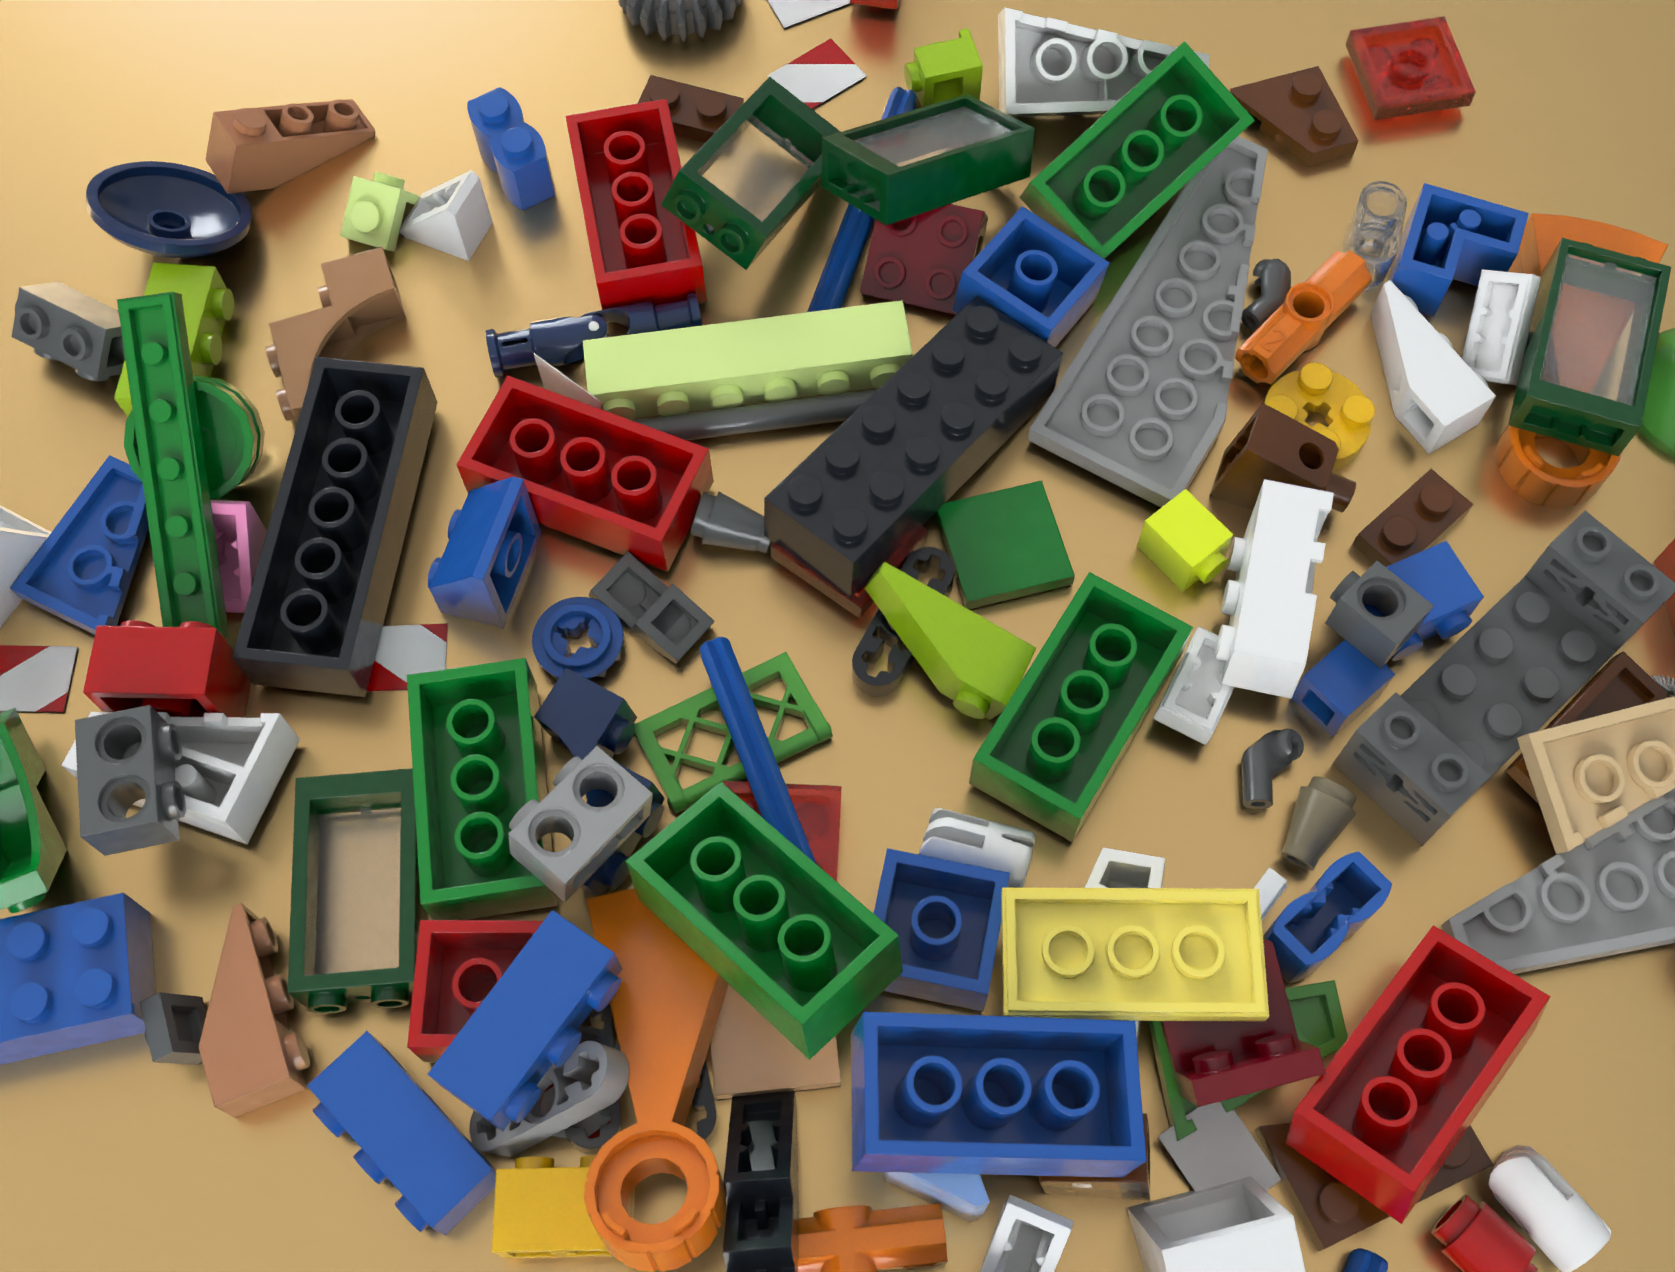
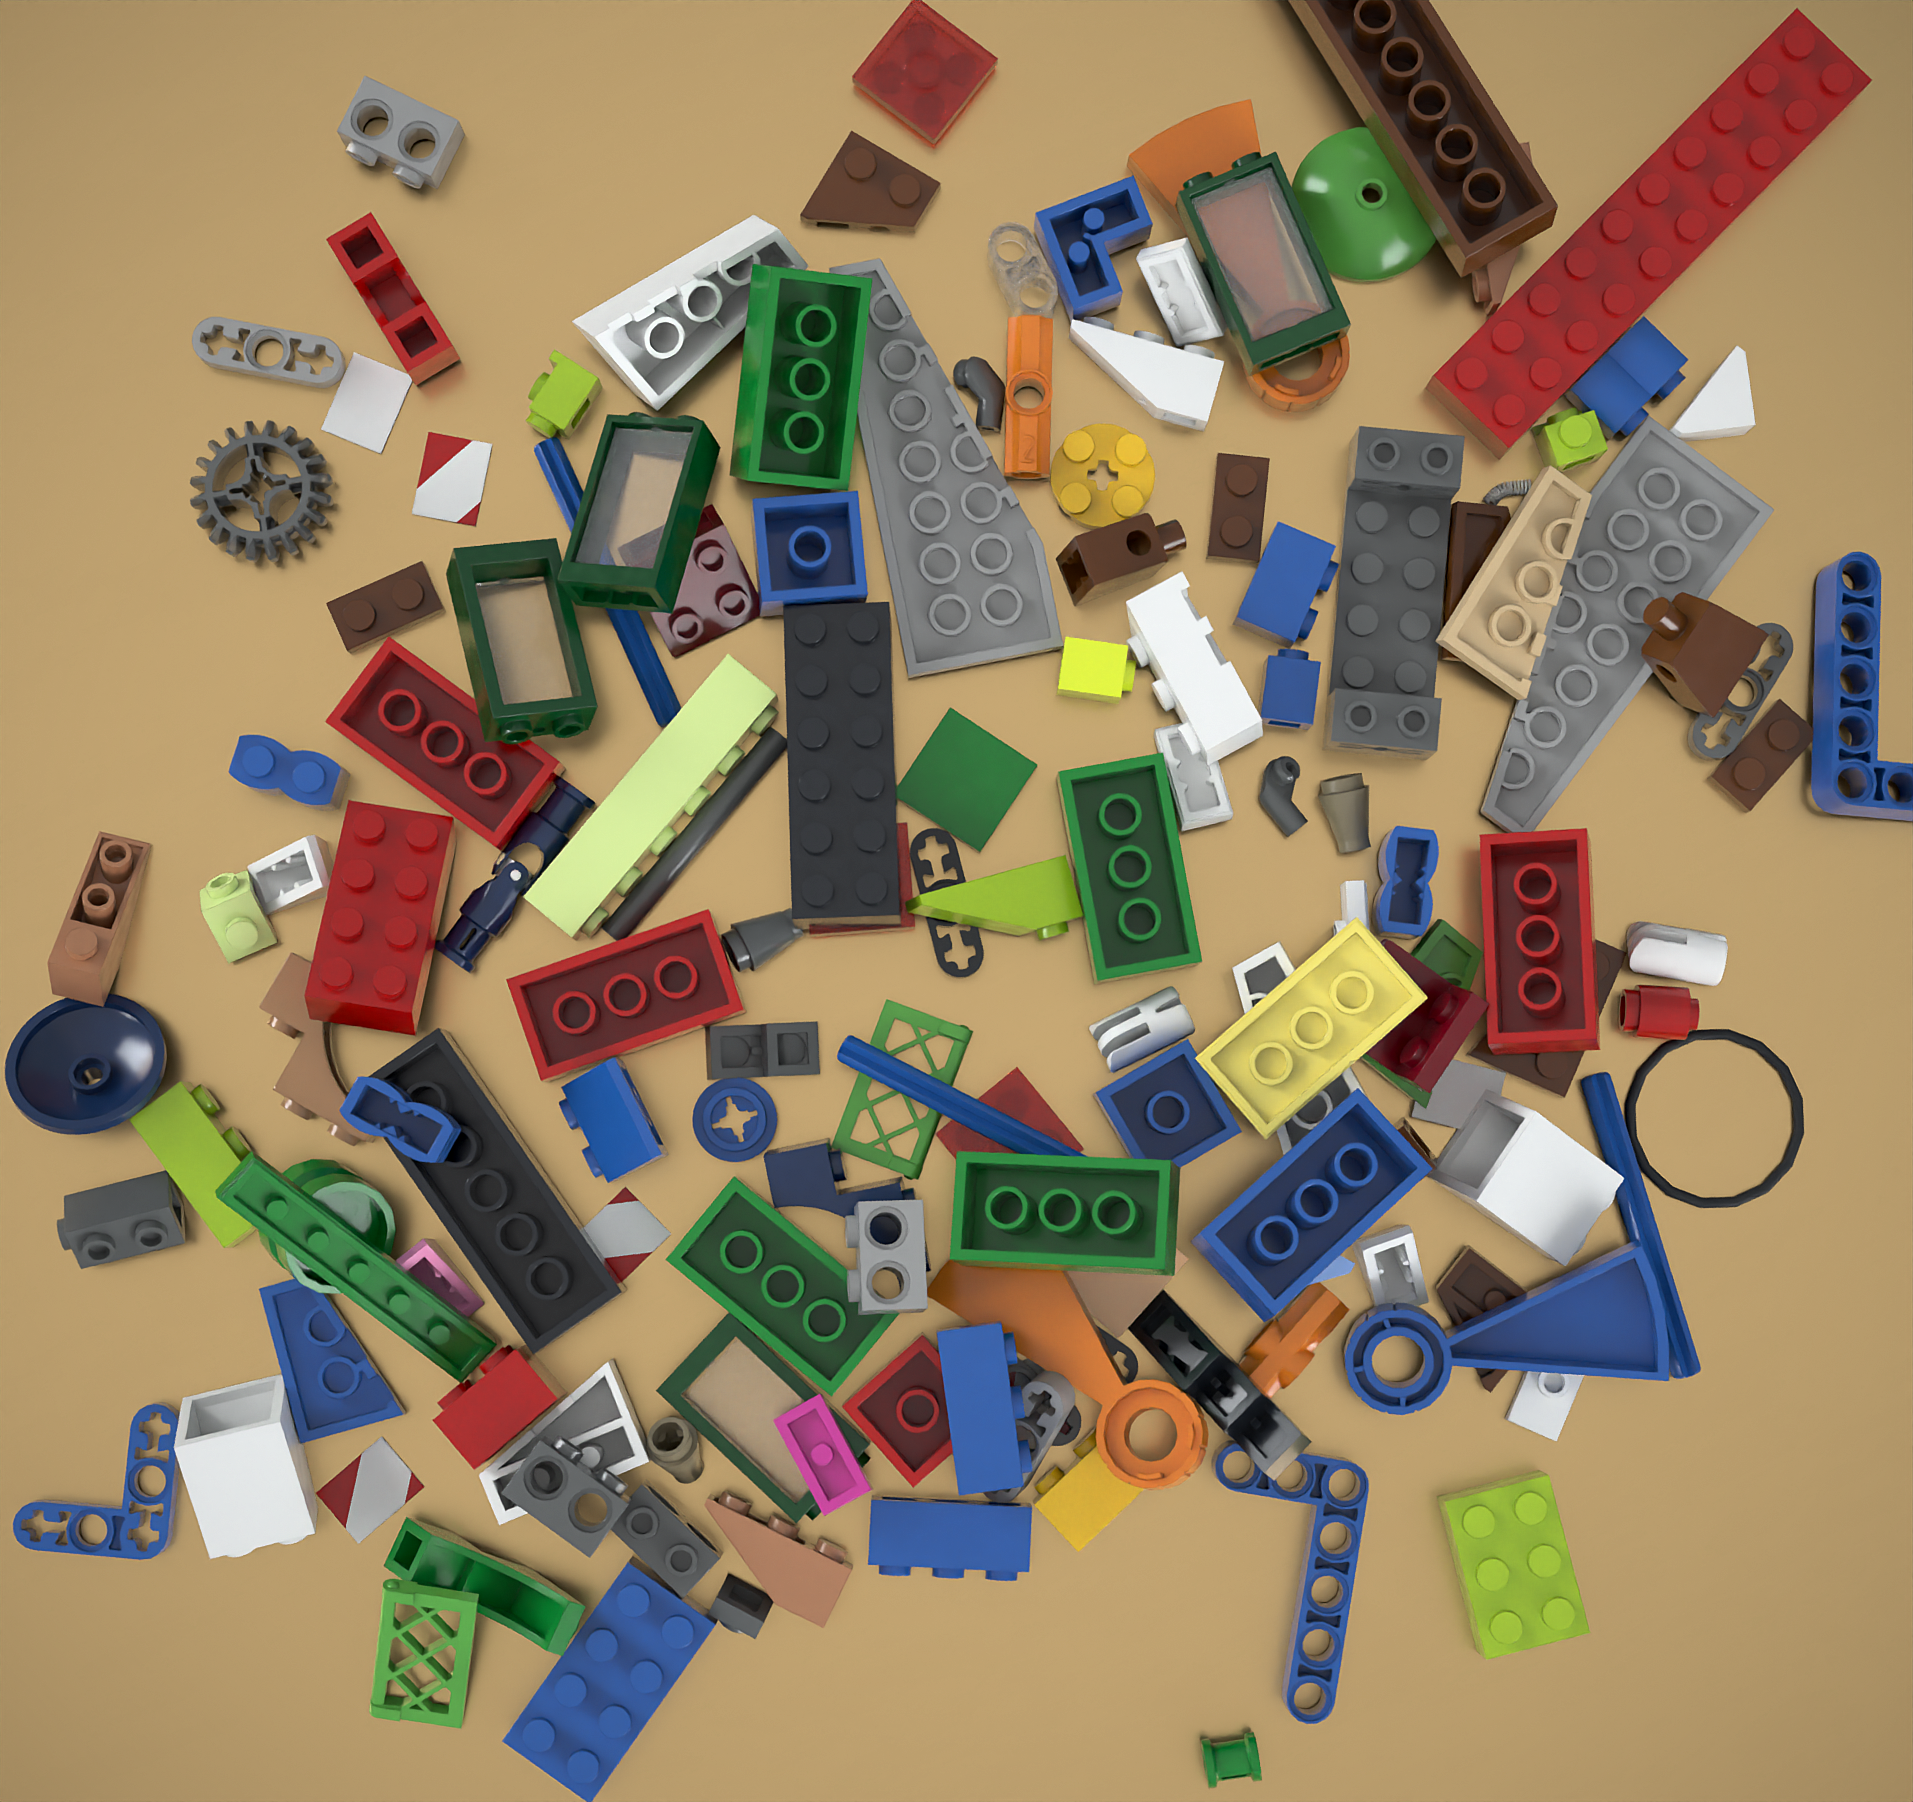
camera: 50 degrees left, 20 degrees up
(179, 911) = (666, 1539): none -> dark grey brick
(261, 842) = (675, 1448): none -> dark tan cone
(318, 386) = (412, 1127): none -> blue brick
(363, 948) = (822, 1454): none -> dark pink plate
(464, 269) = (381, 918): none -> red brick
(559, 383) = (549, 942): white sticker -> none
(1373, 635) = (1297, 620): dark grey brick -> none

